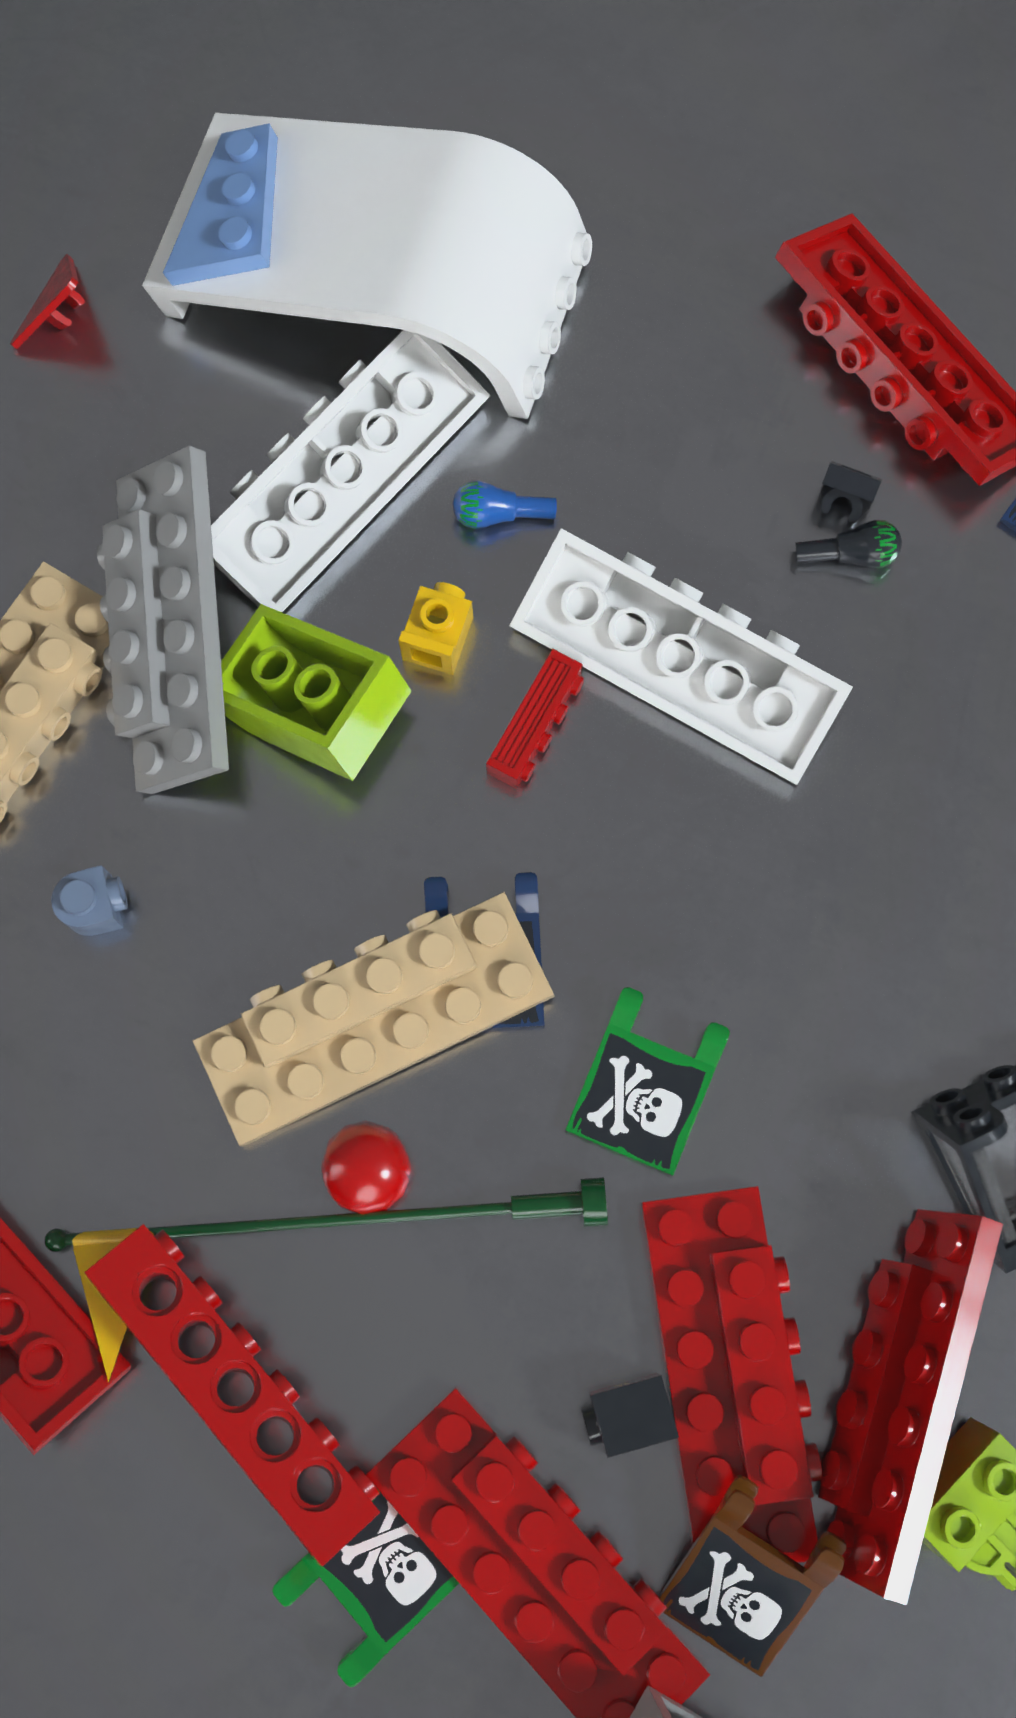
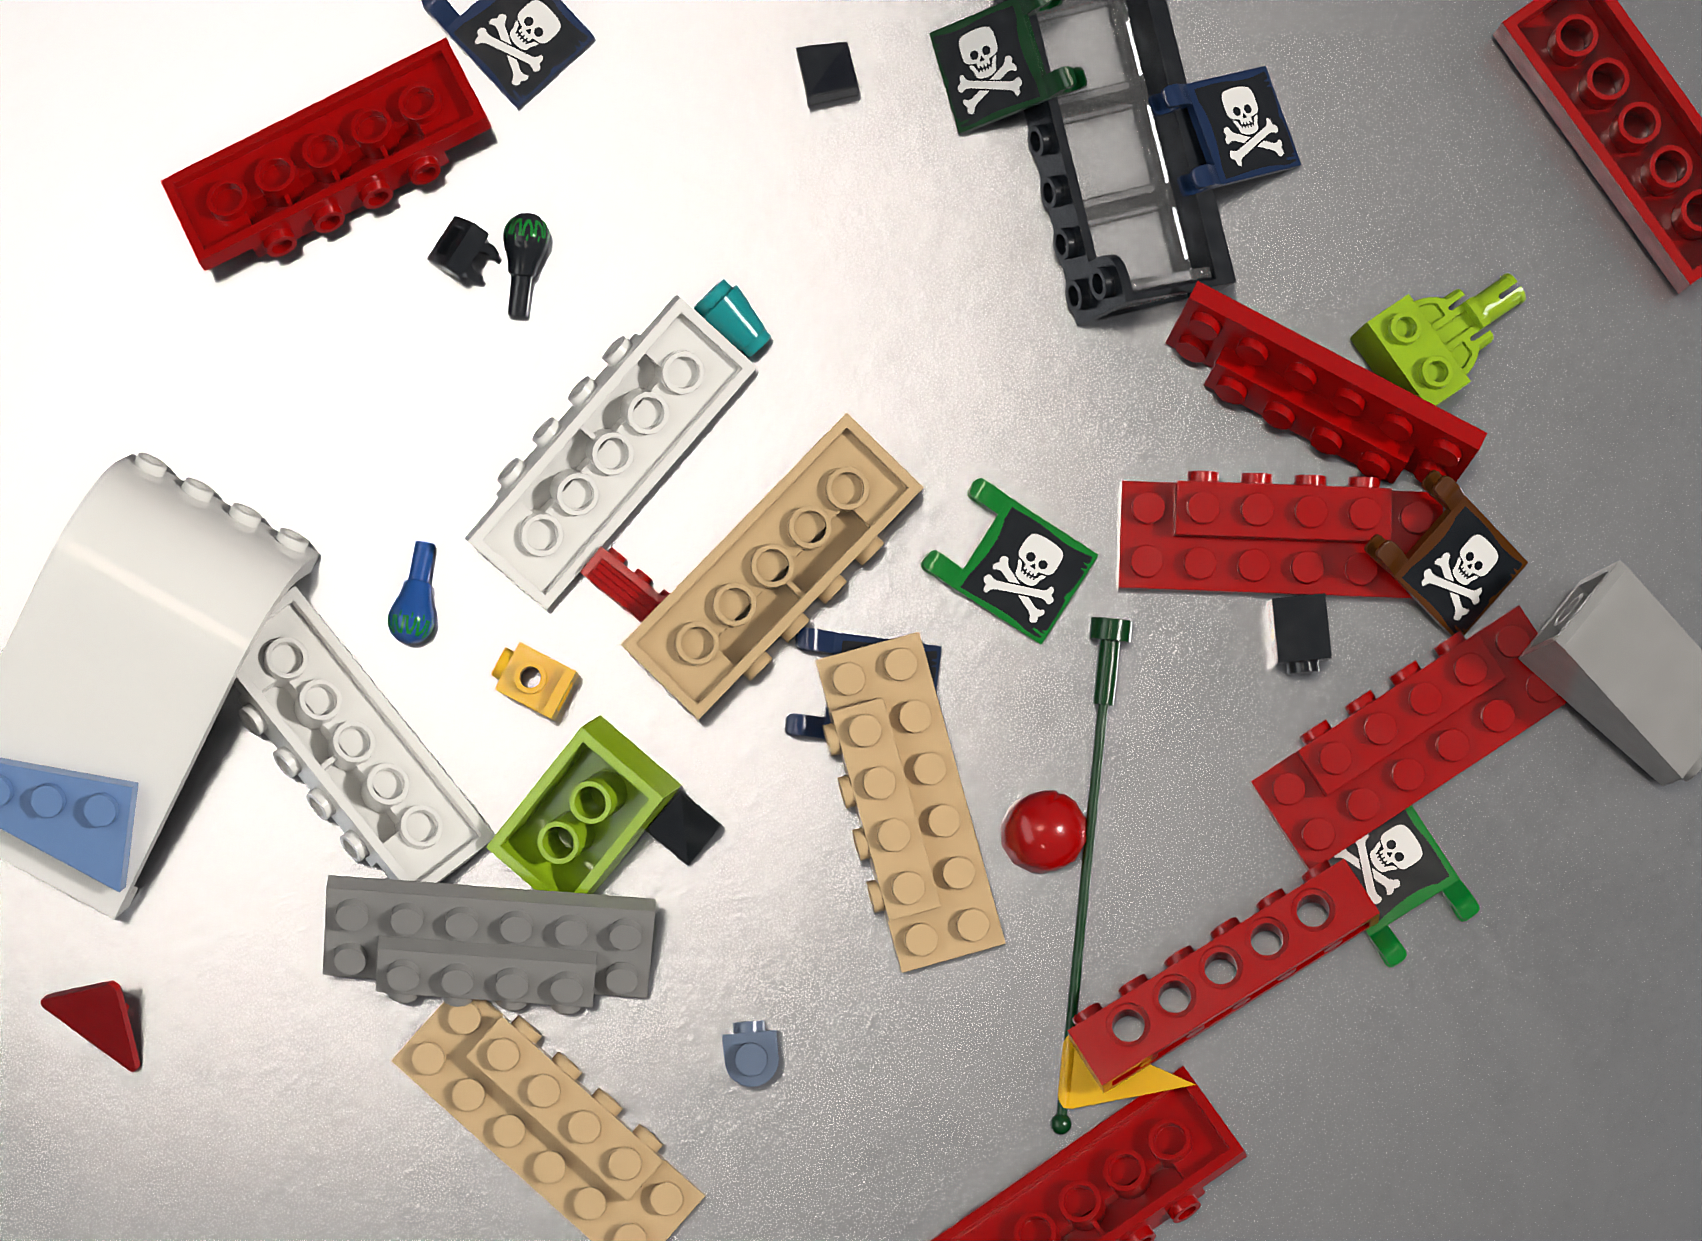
camera: 85 degrees left, 10 degrees up
(313, 796) = (684, 828): none -> black slope
(593, 833) = (773, 567): none -> tan plate
(842, 752) = (733, 317): none -> teal cone

